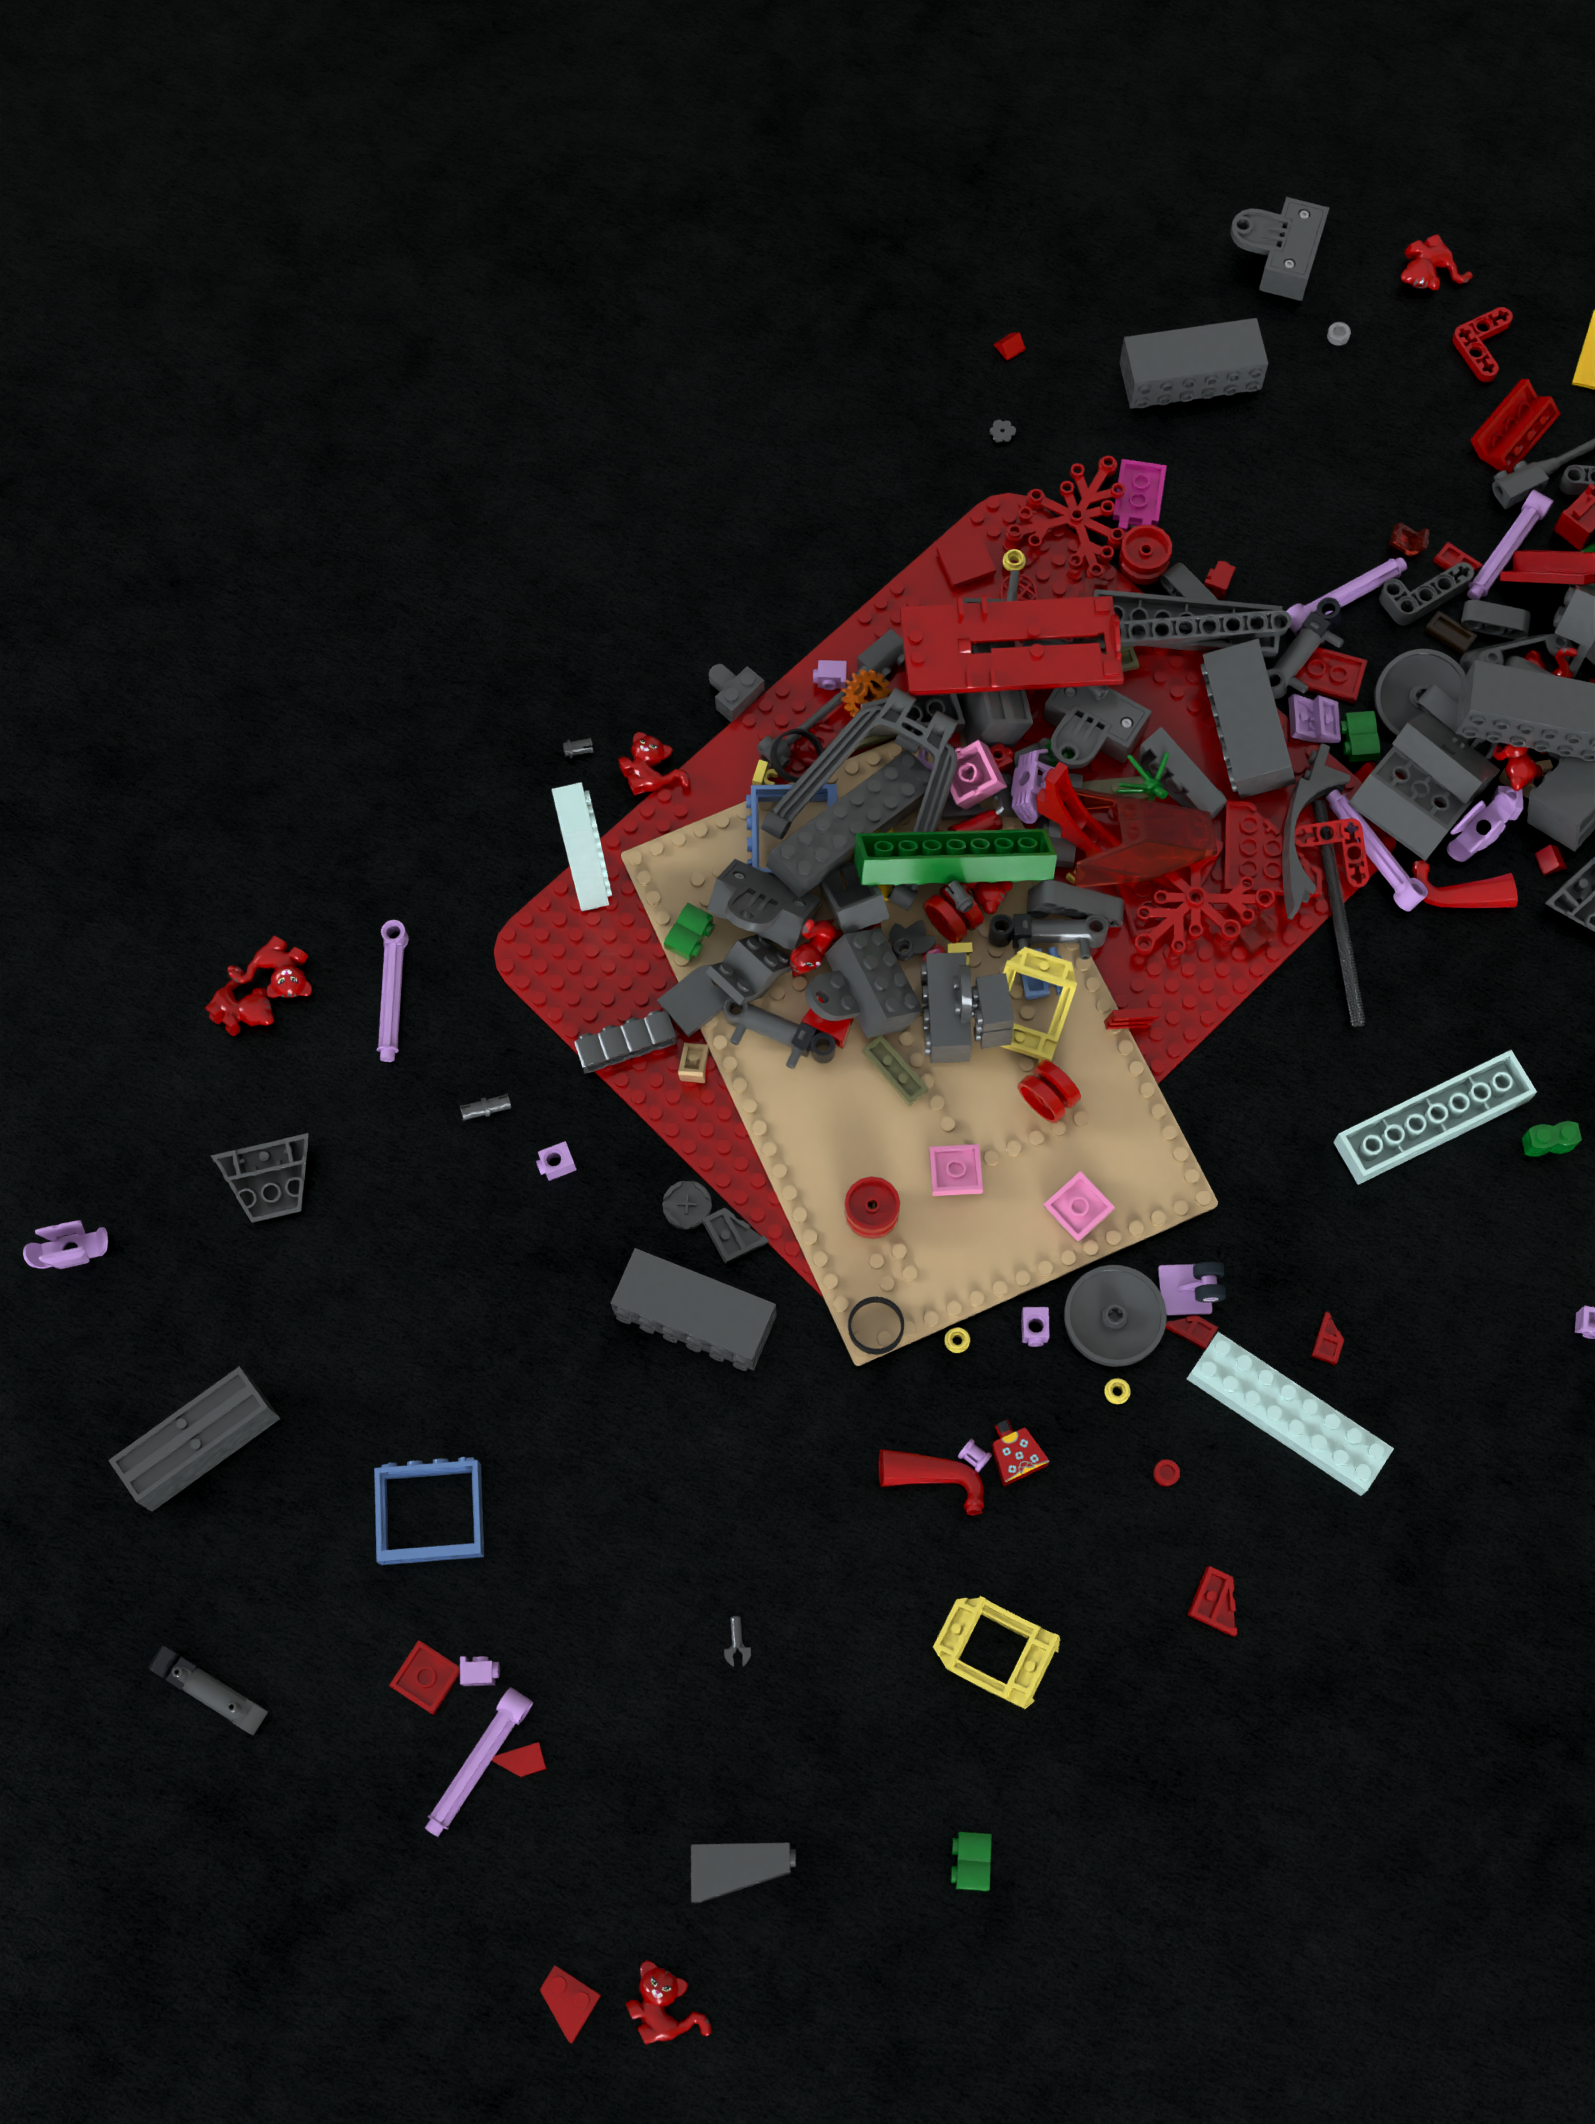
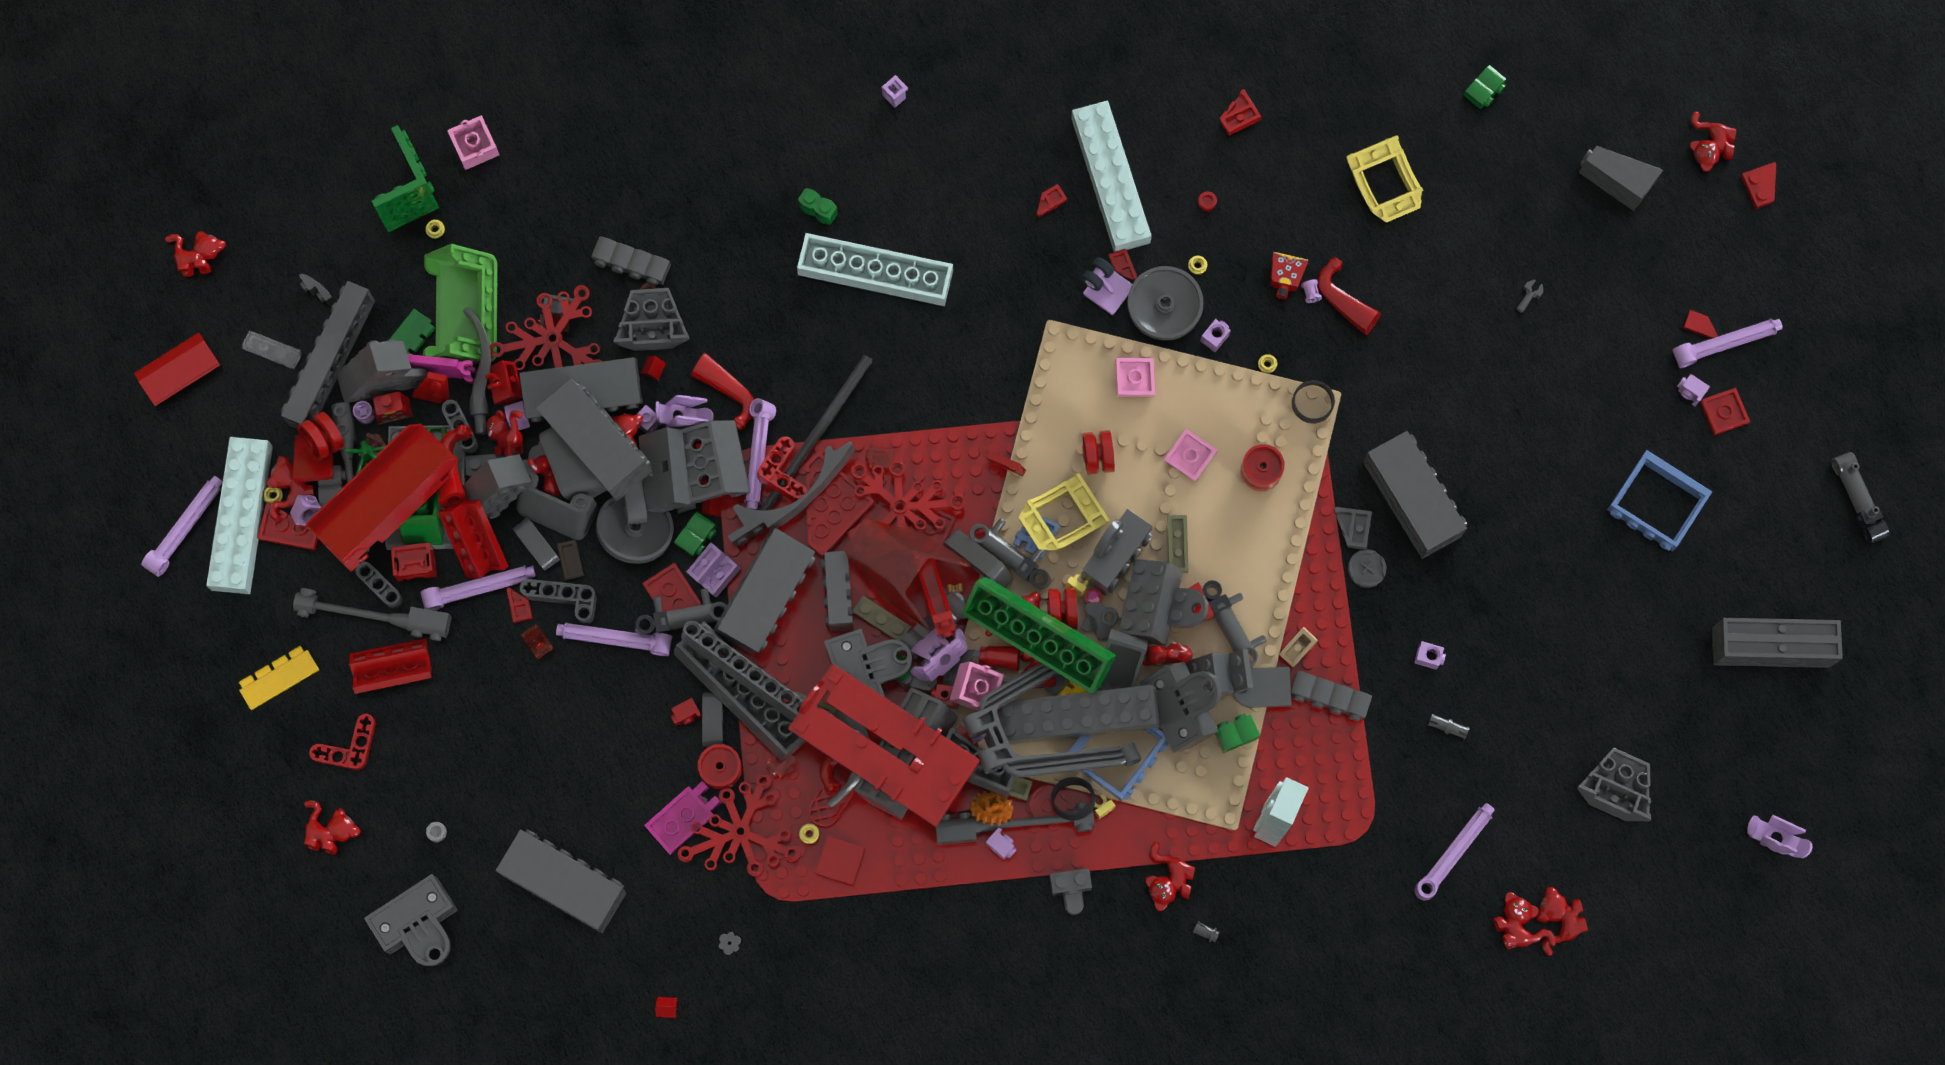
camera: 145 degrees left, 5 degrees up
(960, 897) = (1058, 603): dark grey pin -> none
(992, 1011) = (1099, 515): dark grey piece -> none
(1150, 786) = (867, 592): green plant -> none

